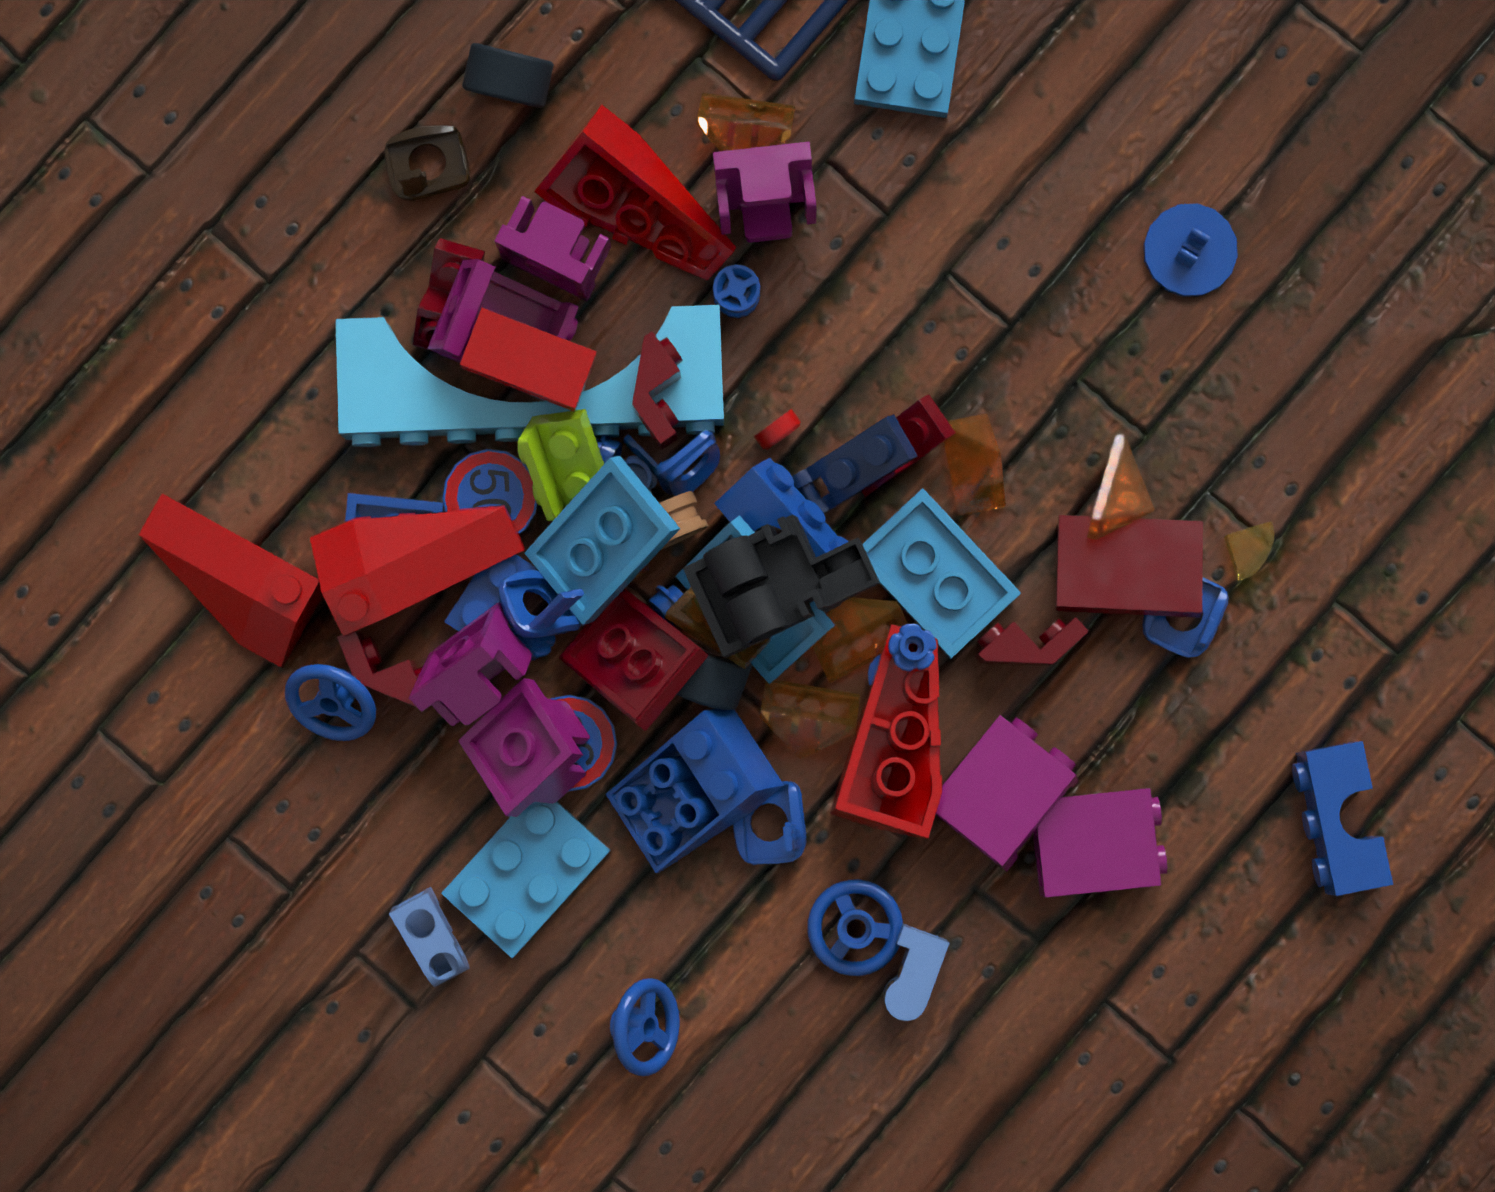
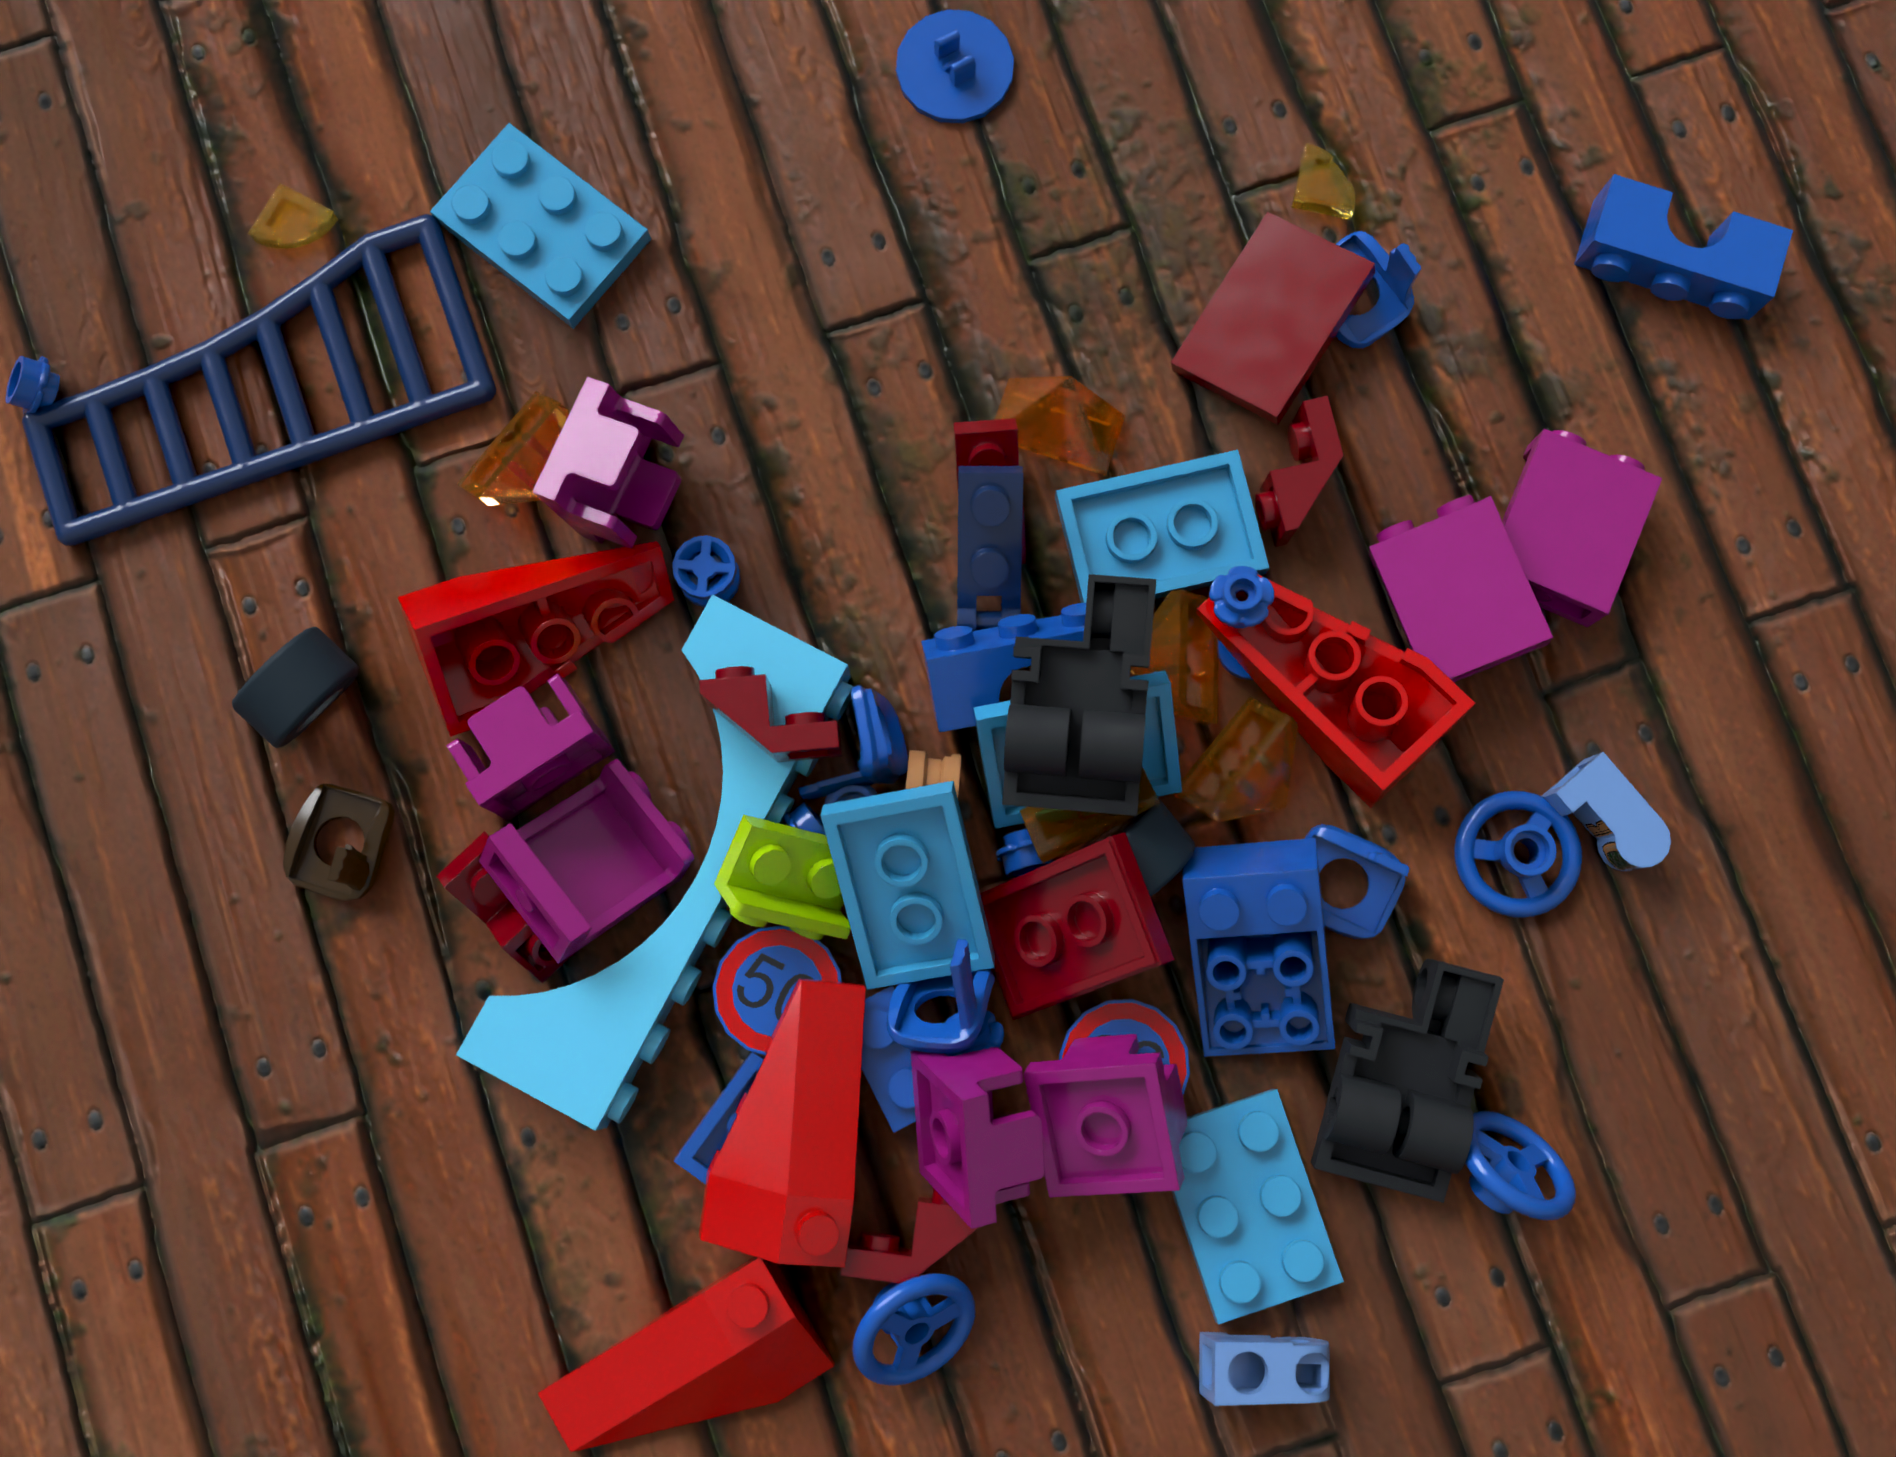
camera: 60 degrees left, 5 degrees down
(528, 359) = (645, 846): red piece -> none
(655, 928) = (1404, 1091): none -> black plate
(778, 430) = (894, 614): red tile -> none
(1121, 494) = (1182, 278): clear orange slope -> none

